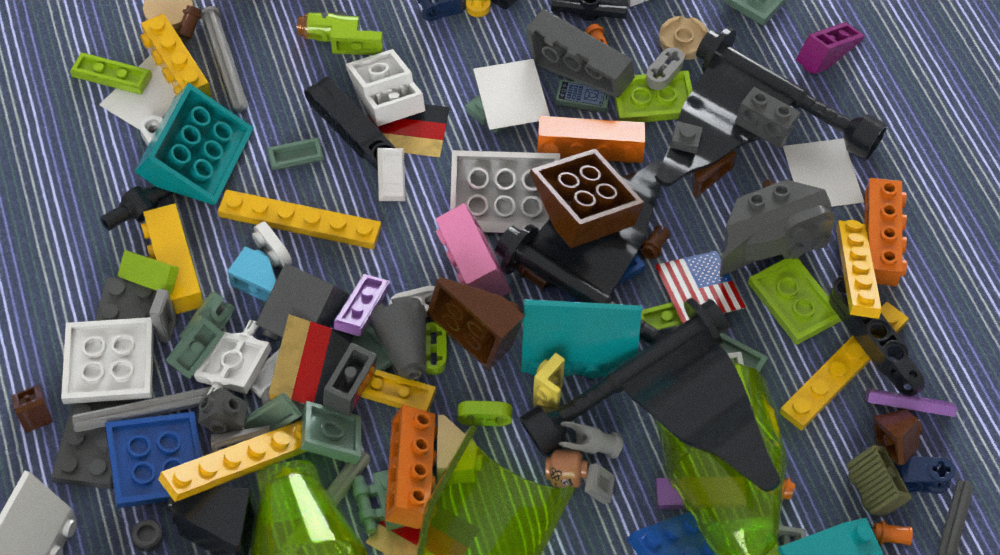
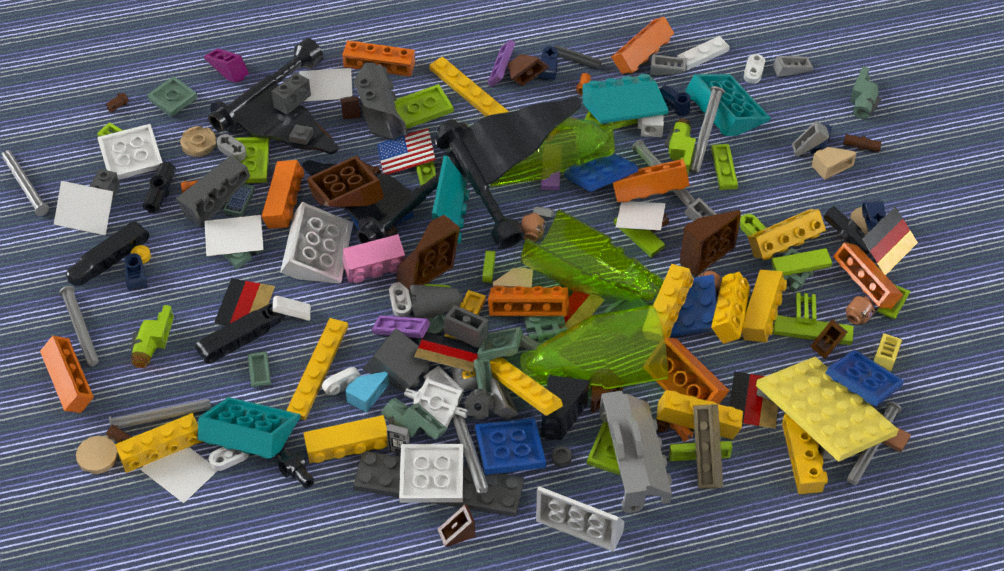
camera: 85 degrees left, 5 degrees down
(111, 73) = (155, 493): lime tile -> none
(147, 271) = (360, 449): lime tile -> none
(386, 87) = (209, 310): white slope -> none
(549, 382) = (477, 227): light yellow bracket -> none
(594, 440) = (517, 208): light grey piece -> none
(858, 269) = (424, 61): yellow plate -> none
(878, 481) = (553, 82): olive brick -> none
(879, 349) = (458, 67): black piece -> none

